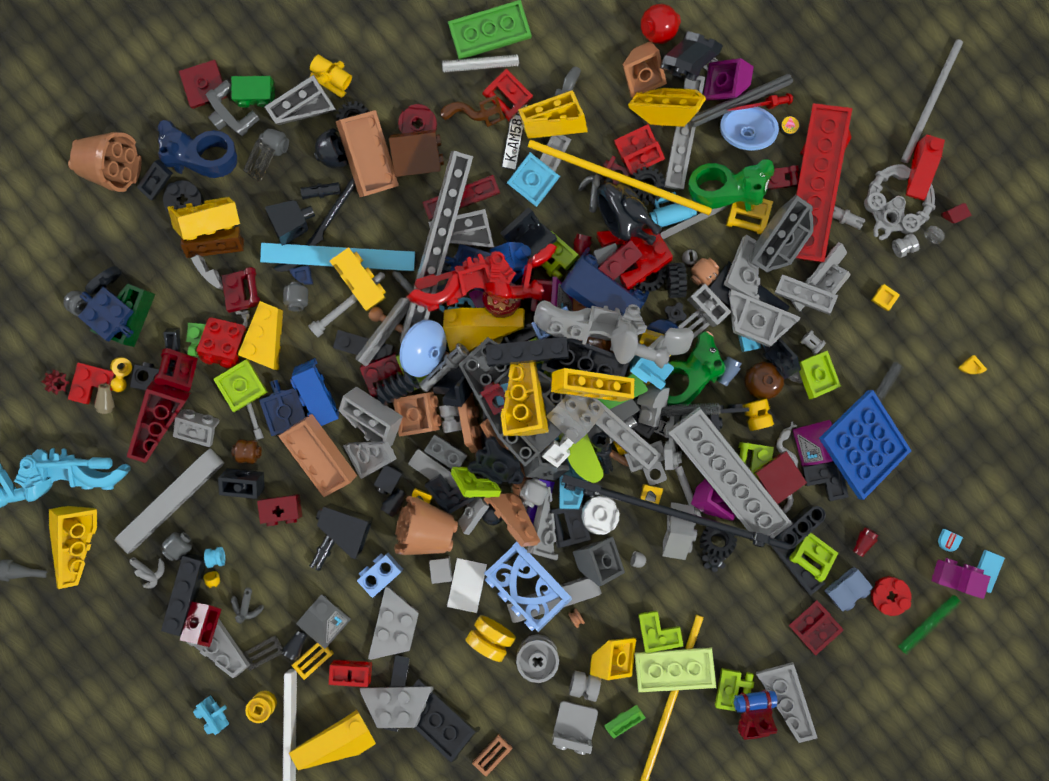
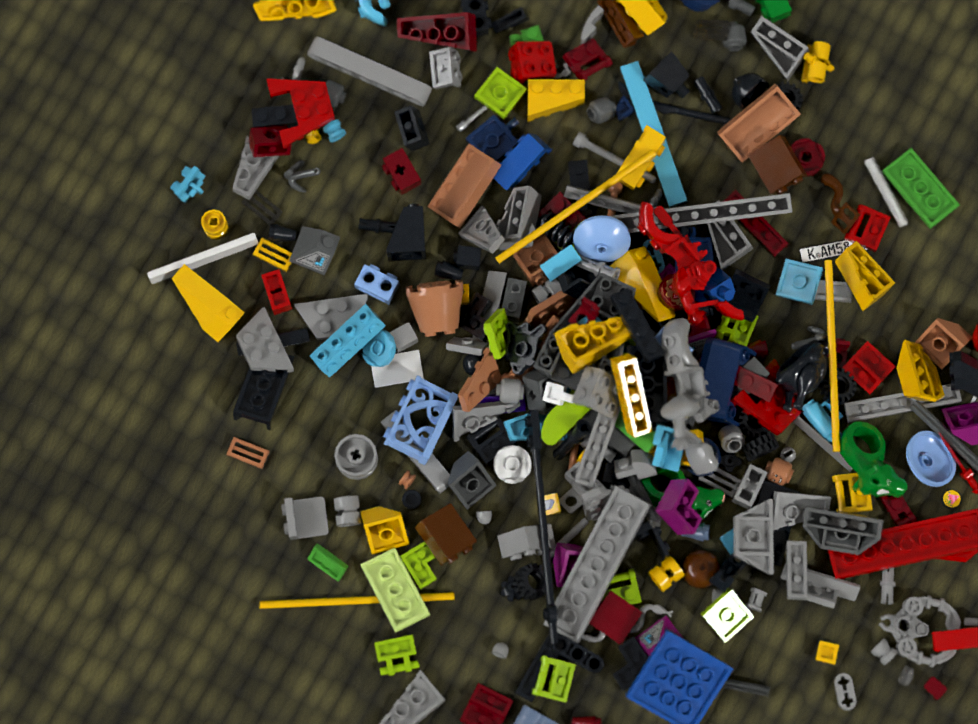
camera: 70 degrees right, 10 degrees down
(178, 574) = (310, 104): none -> red wing
(182, 373) = (493, 37): dark red plate -> none
(246, 451) = (442, 121): reddish brown piece -> none
(382, 360) = (575, 206): none -> yellow piece
(424, 625) = (345, 344): none -> medium azure brick
(430, 396) = (560, 262): none -> medium azure tile
(442, 597) = (379, 349): none -> medium azure tile
(490, 638) = (357, 404): yellow wheel -> none
(570, 81) = (904, 278): dark grey arm -> none
(595, 620) = (411, 499): none -> black tile
(644, 603) = (446, 535): none -> reddish brown brick
(658, 303) = (731, 438): none -> light grey head
(710, 382) = (676, 507): none -> magenta brick
(756, 714) = (384, 680): dark red piece -> none
(766, 593) = (500, 650): none -> light grey hinge
(926, 291) = (849, 690): none -> light grey beam

